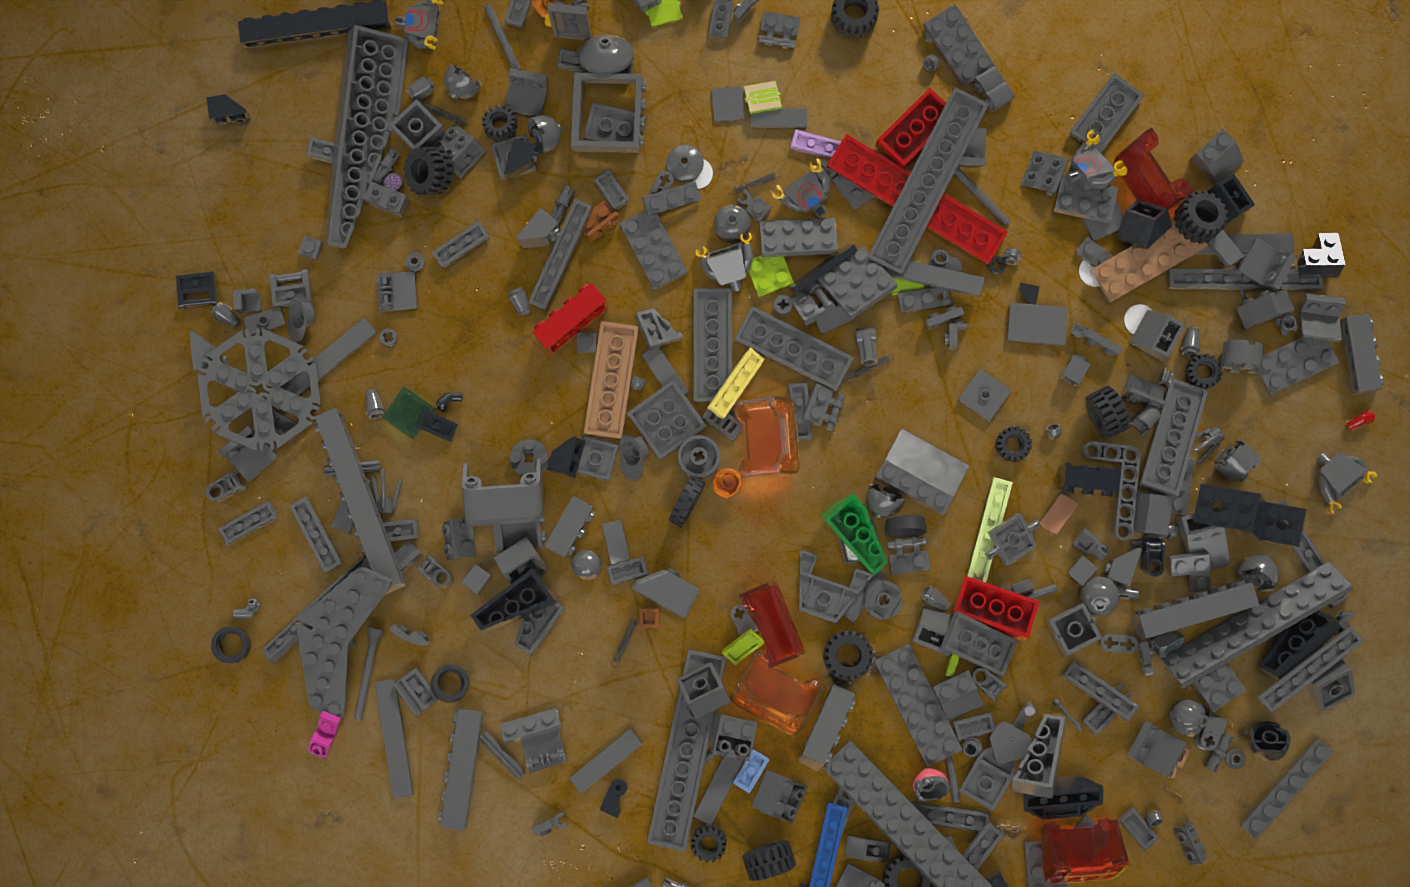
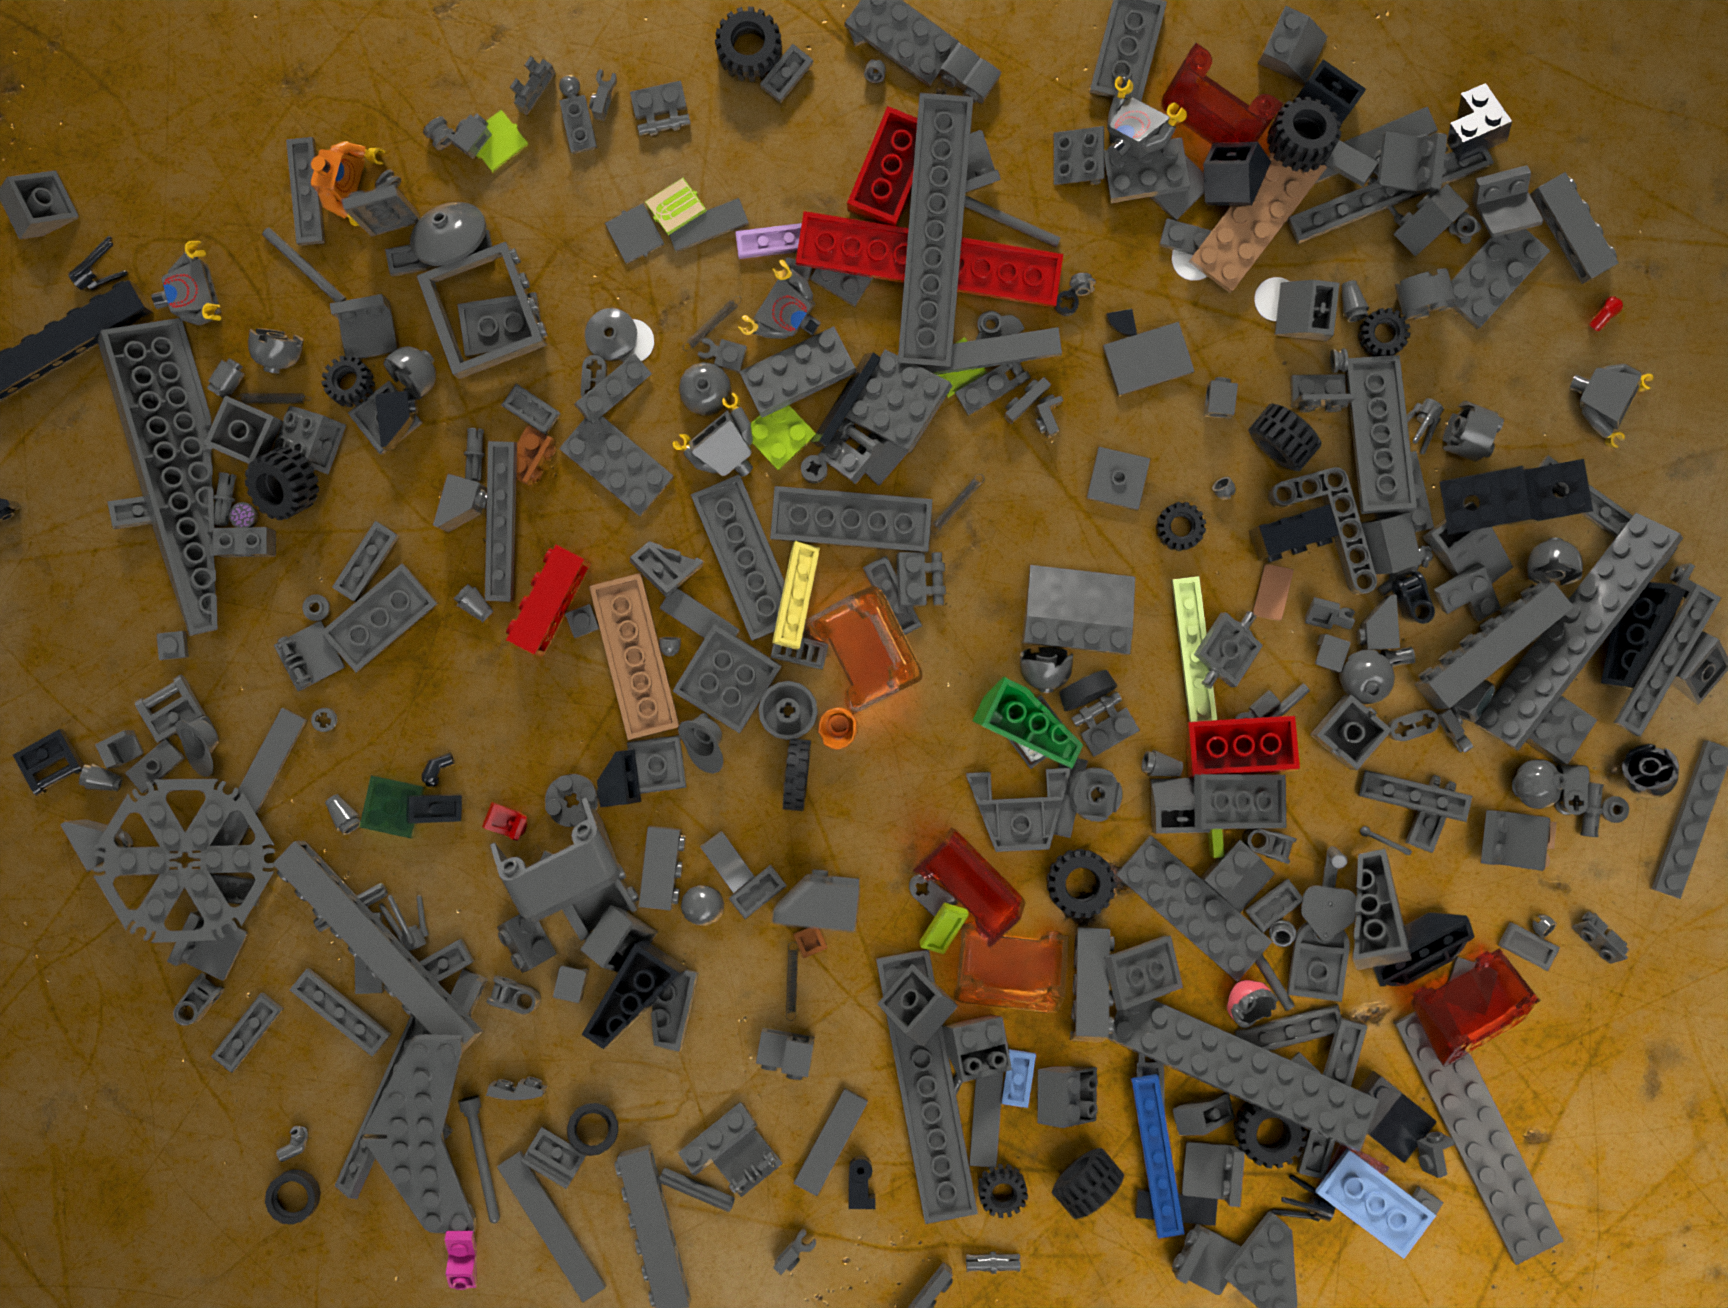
camera: 25 degrees left, 5 degrees up
(453, 285) = (379, 617): none -> dark grey plate
(479, 453) = (505, 821): none -> red bracket
(601, 685) = (785, 1051): none -> dark grey brick
(866, 341) = (940, 472): dark grey piece -> none
(866, 733) = (1143, 972): none -> dark grey plate
(872, 40) = (786, 73): none -> dark grey plate
(1096, 339) = (1230, 348): dark grey hinge -> none
(1145, 419) = (1335, 425): dark grey piece -> none

